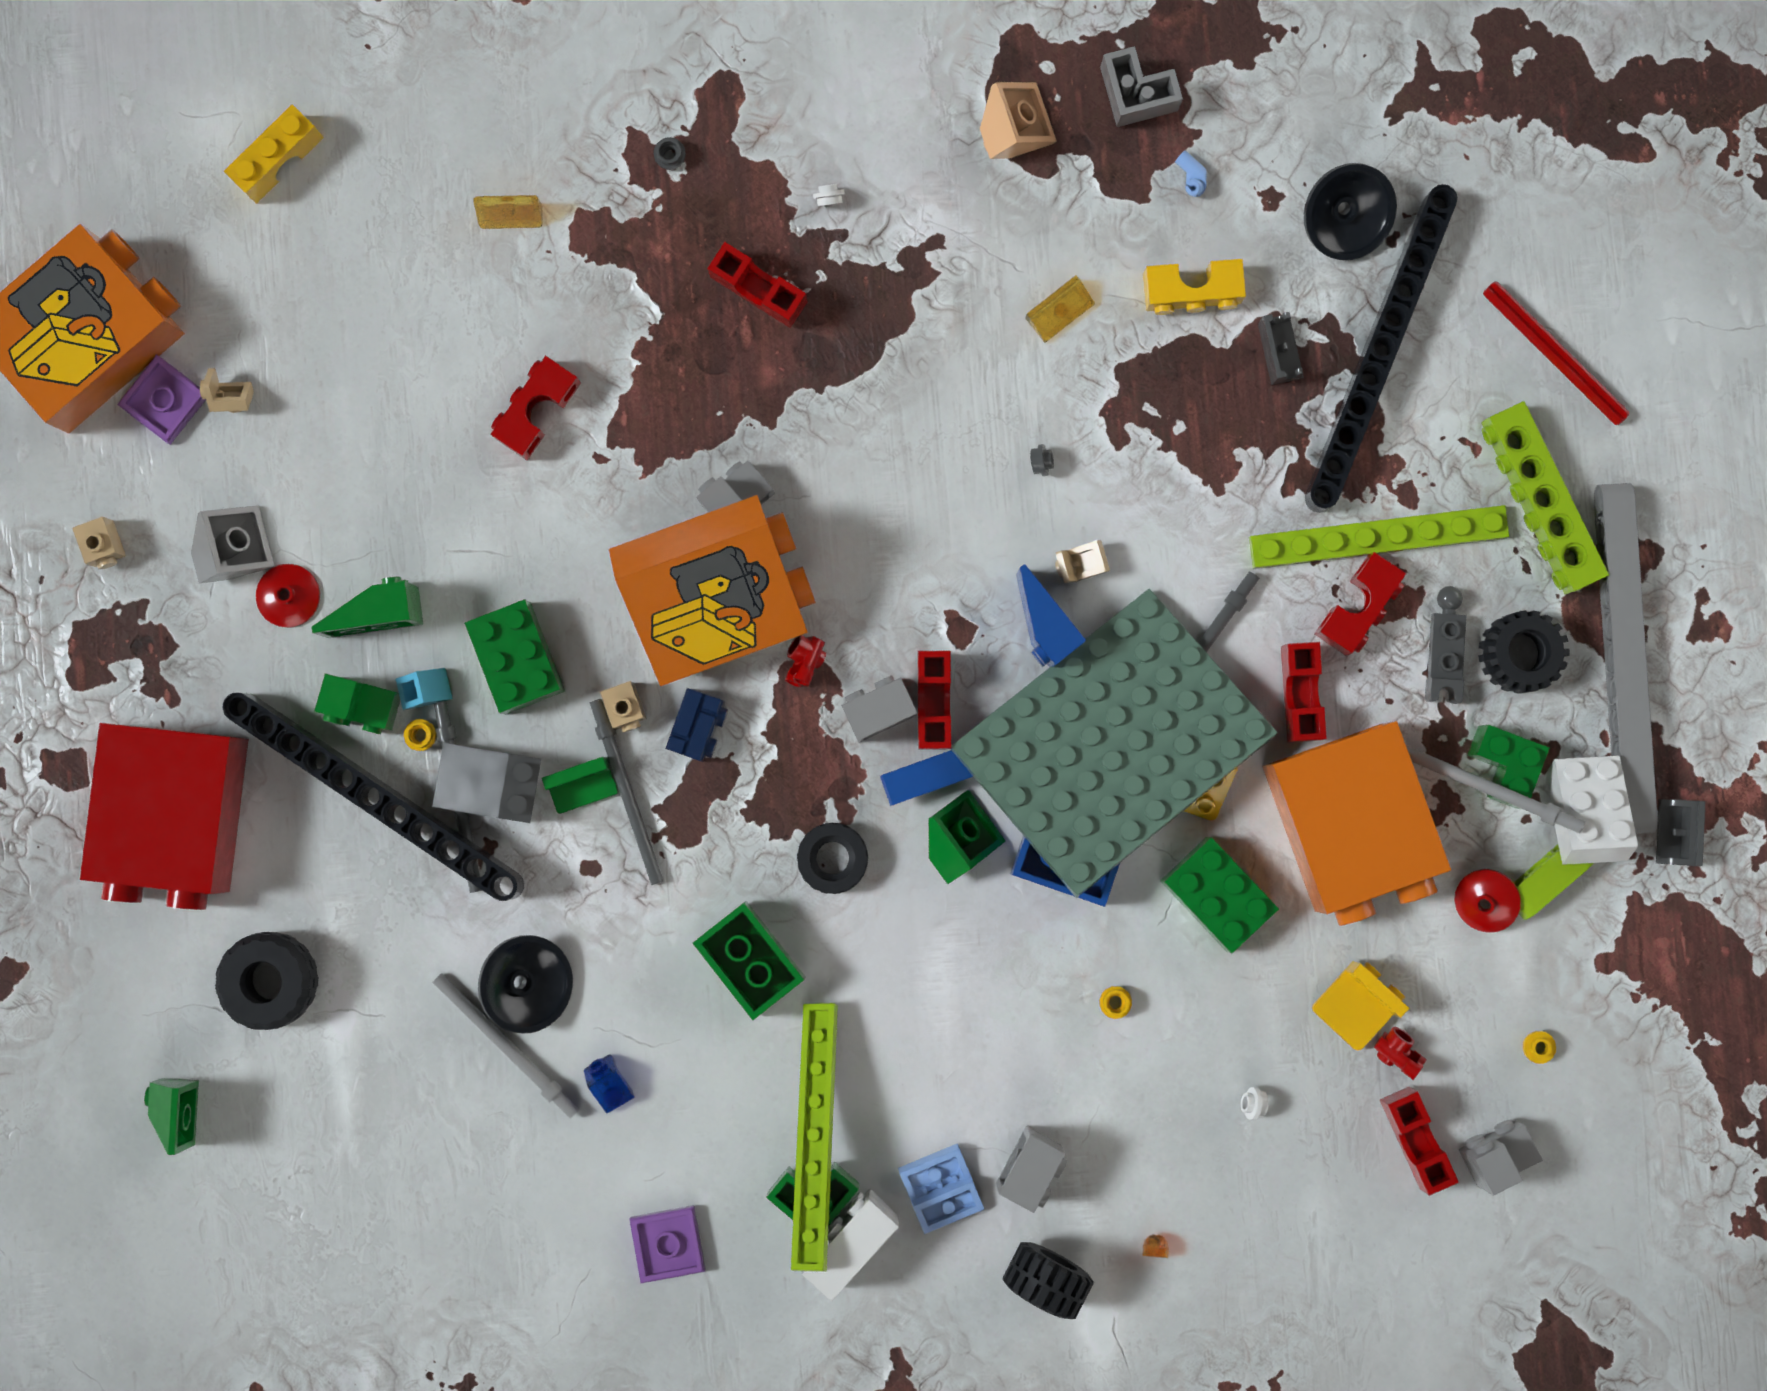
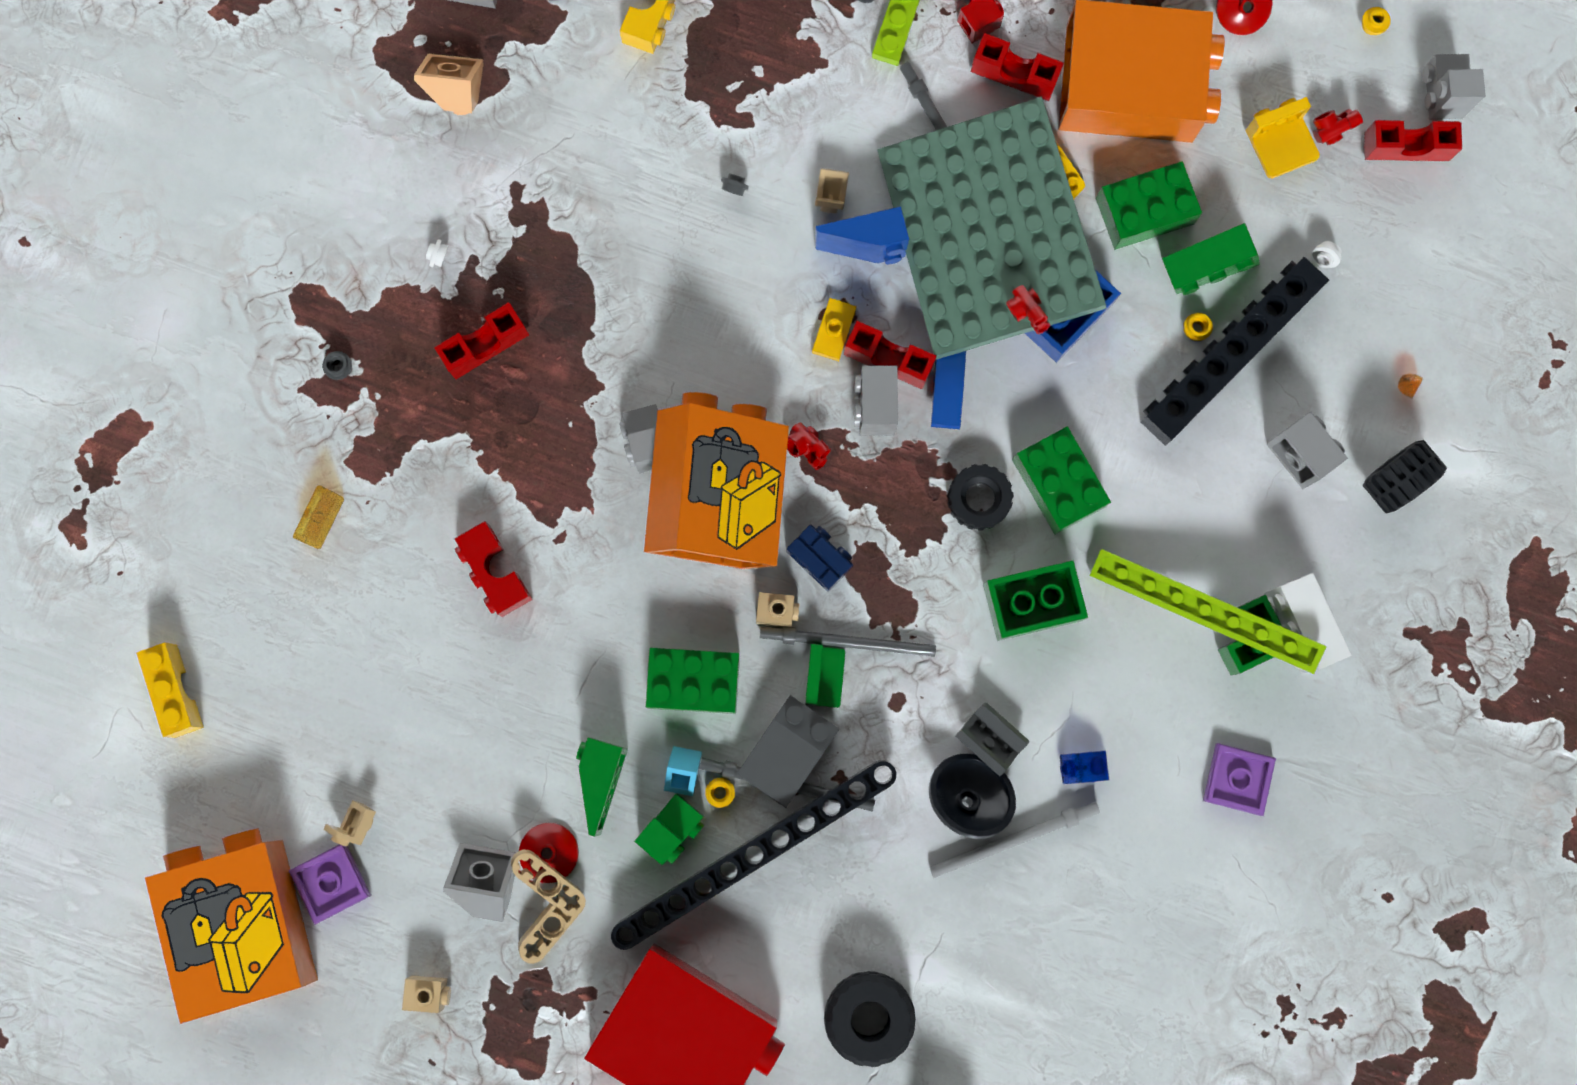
camera: 70 degrees left, 5 degrees down
(236, 628) = (555, 908): none -> tan beam
(592, 978) = (992, 738): none -> dark grey bracket
(886, 932) = (1061, 480): none -> green brick
(939, 632) = (834, 329): none -> yellow plate
(941, 1188) = (1288, 533): light blue slope -> none
(961, 837) = (1012, 386): green slope -> none
(1037, 814) = (1027, 304): none -> red plate
(1060, 309) = (619, 117): clear yellow slope -> none
(1189, 986) = (1211, 260): none -> green wedge
(1212, 1097) = (1306, 281): none -> black brick

